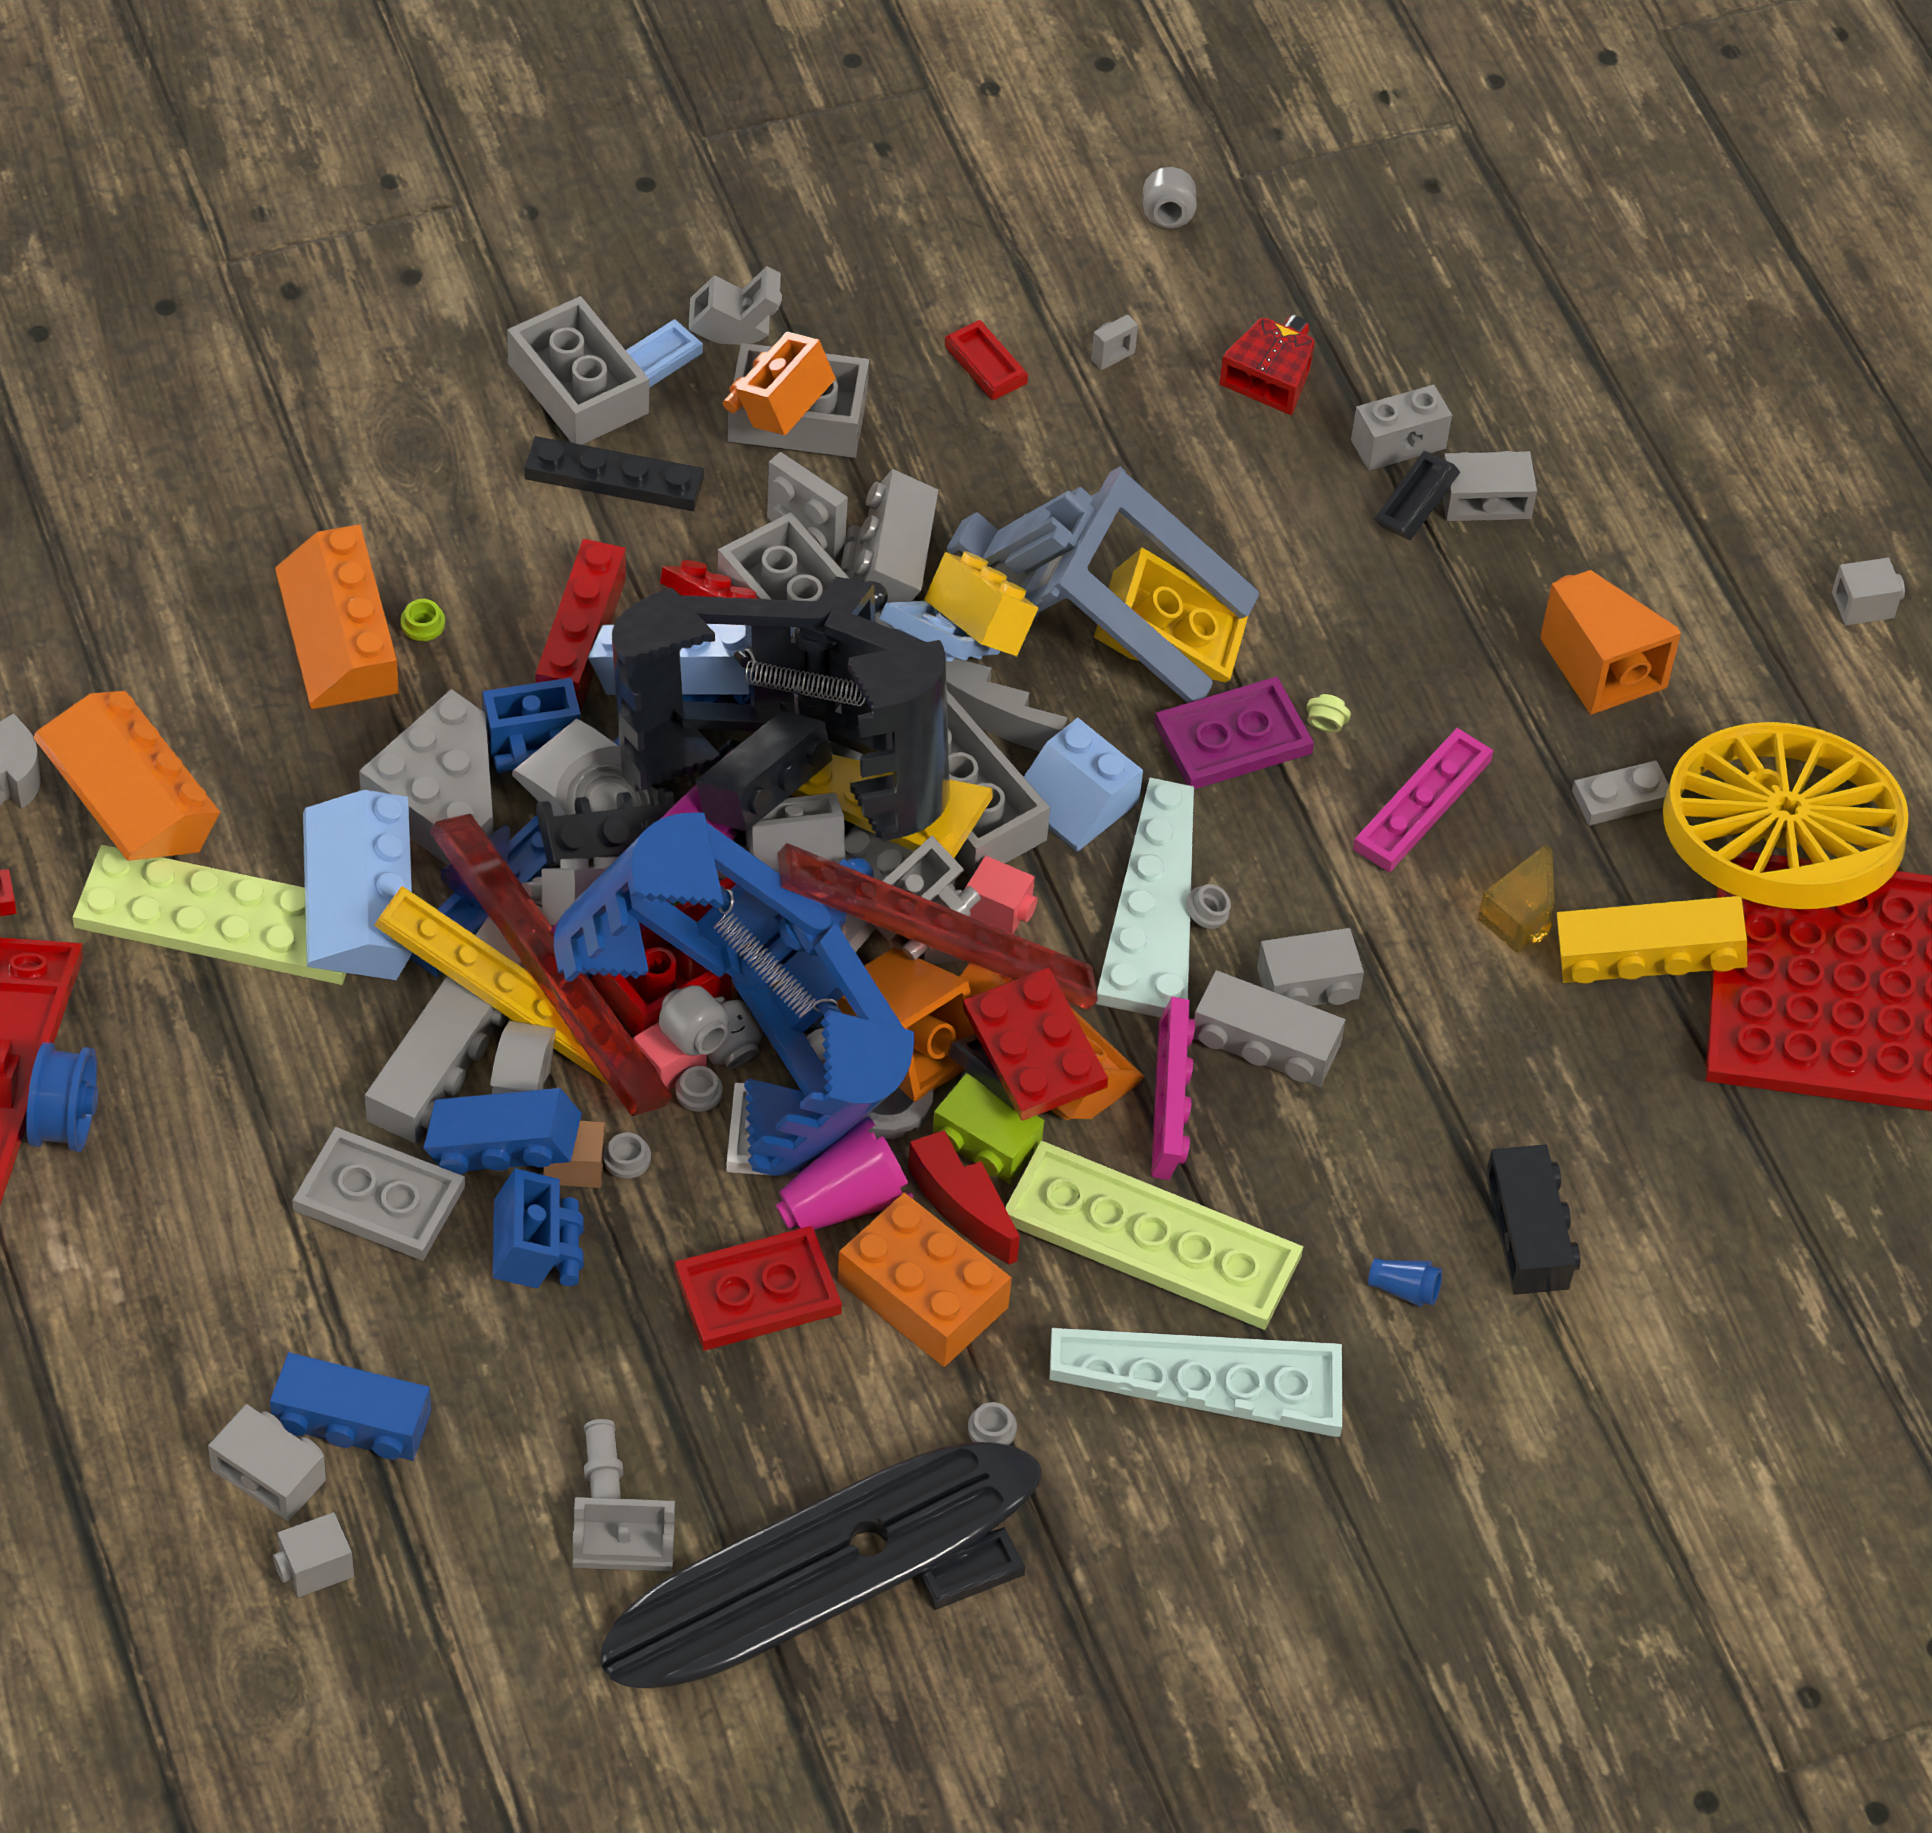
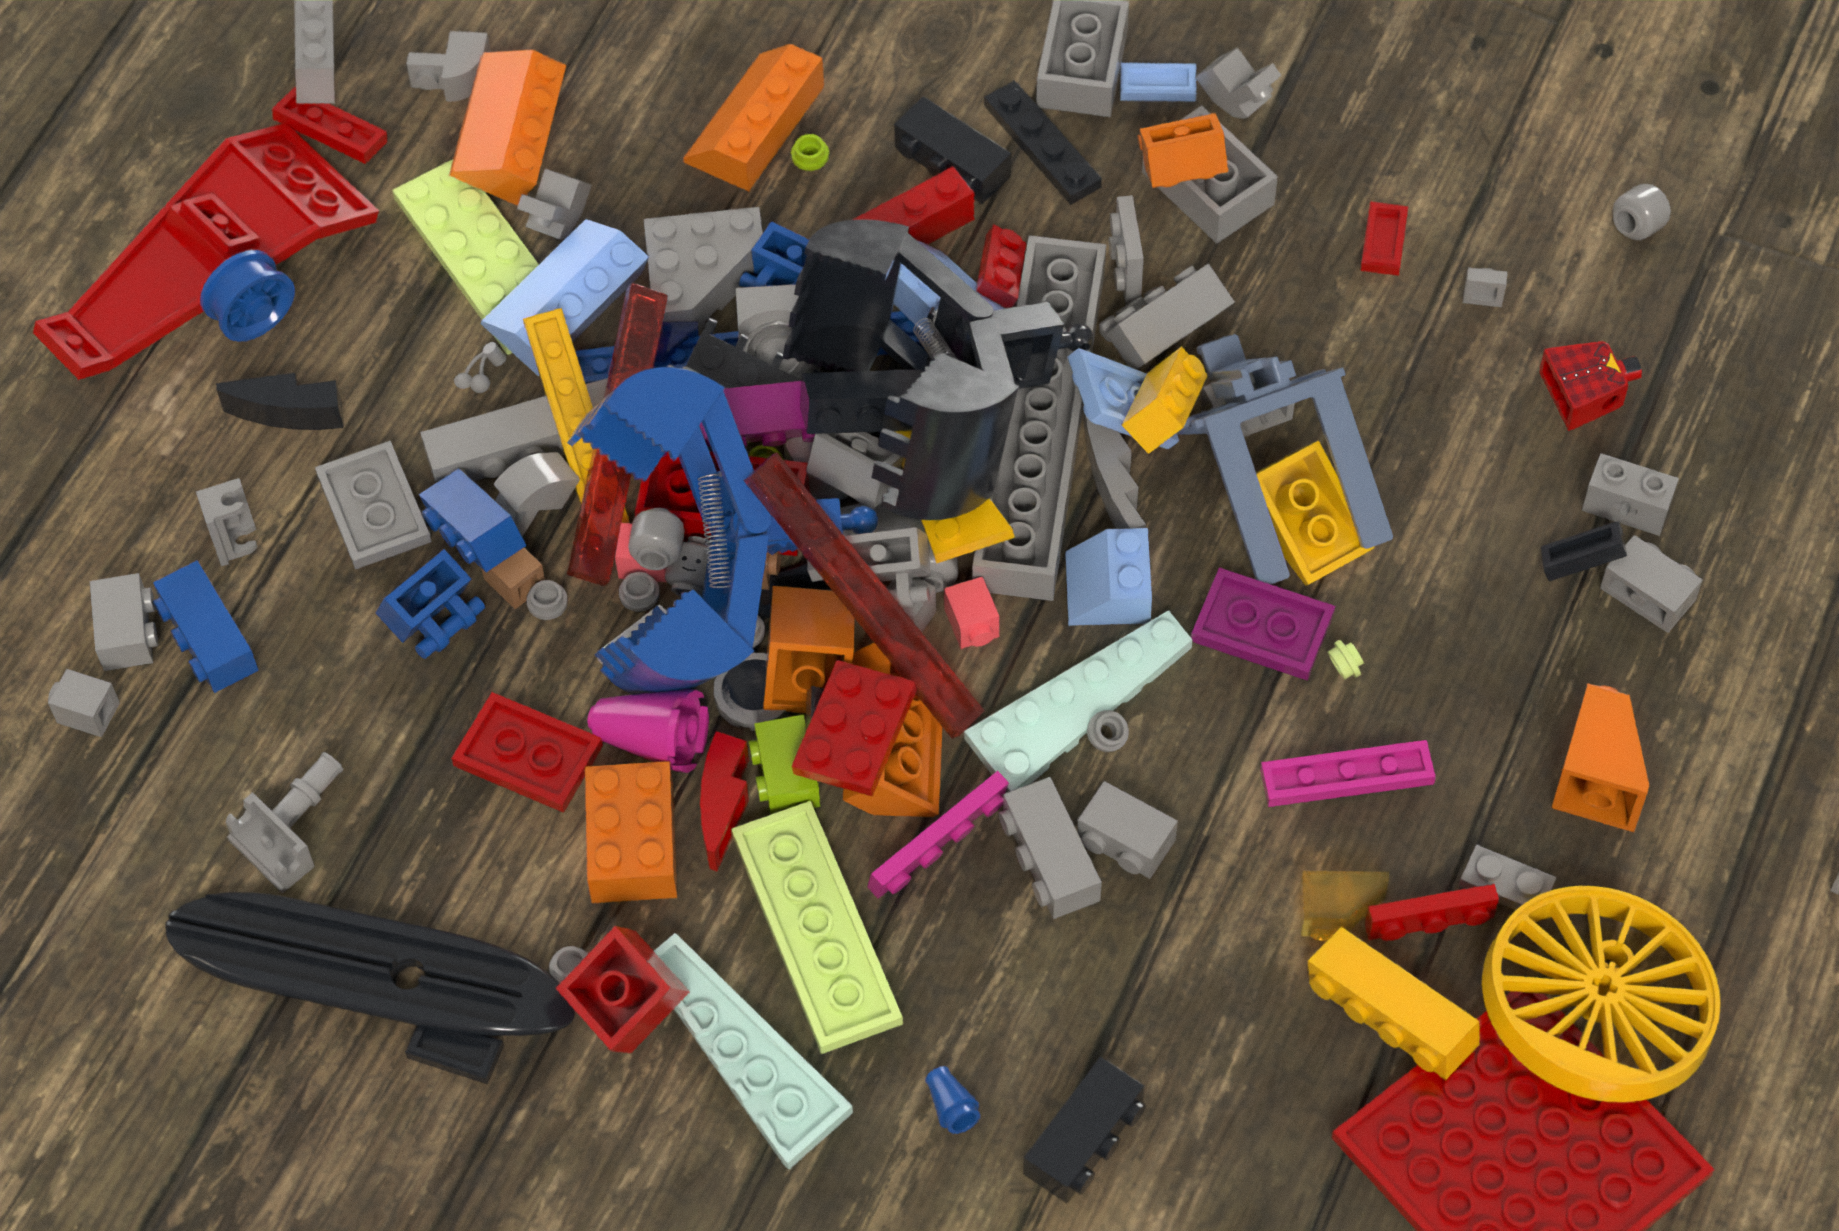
camera: 50 degrees right, 5 degrees up
(194, 1168) = (283, 402): none -> black slope
(248, 820) = (556, 204): none -> light grey brick
(271, 1301) = (227, 519): none -> light grey hinge
(349, 1023) = (480, 383): none -> light grey piece
(546, 528) = (944, 142): none -> black brick
(1071, 1399) = (622, 990): none -> red brick
(1600, 855) = (1431, 912): none -> red plate

